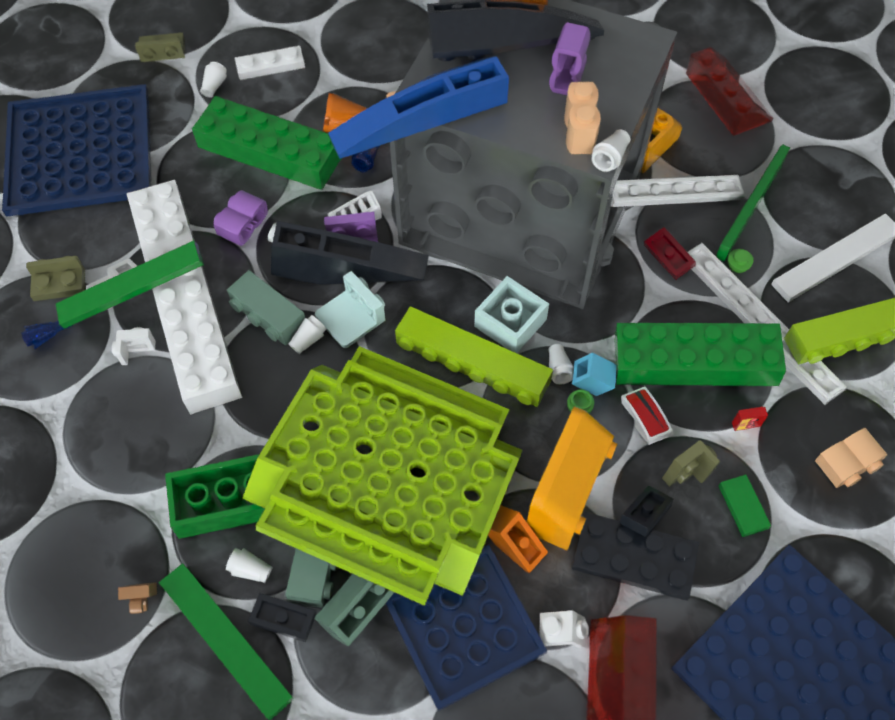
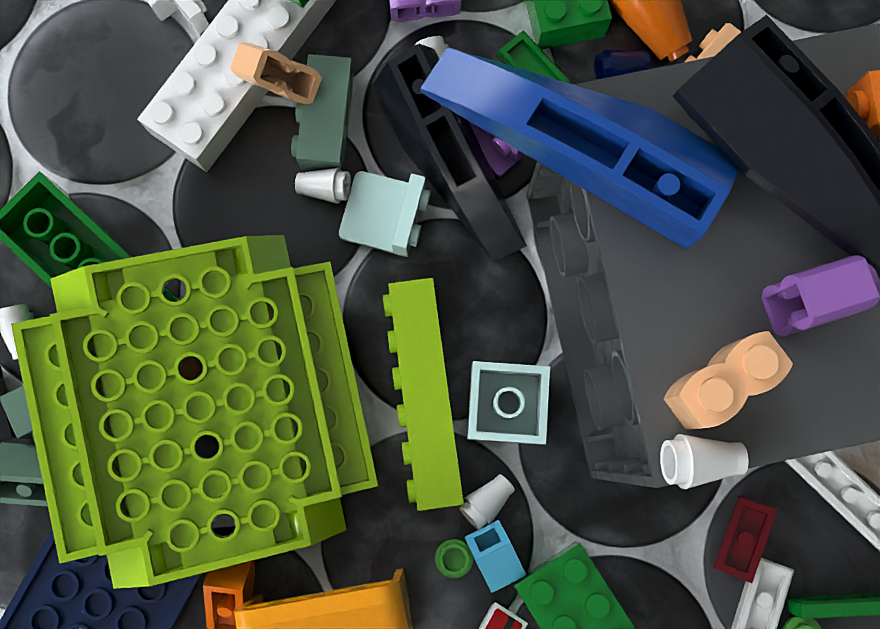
camera: 55 degrees right, 20 degrees up
(226, 303) = (275, 73): none -> light nougat brick
(329, 196) = (526, 55): none -> green tile

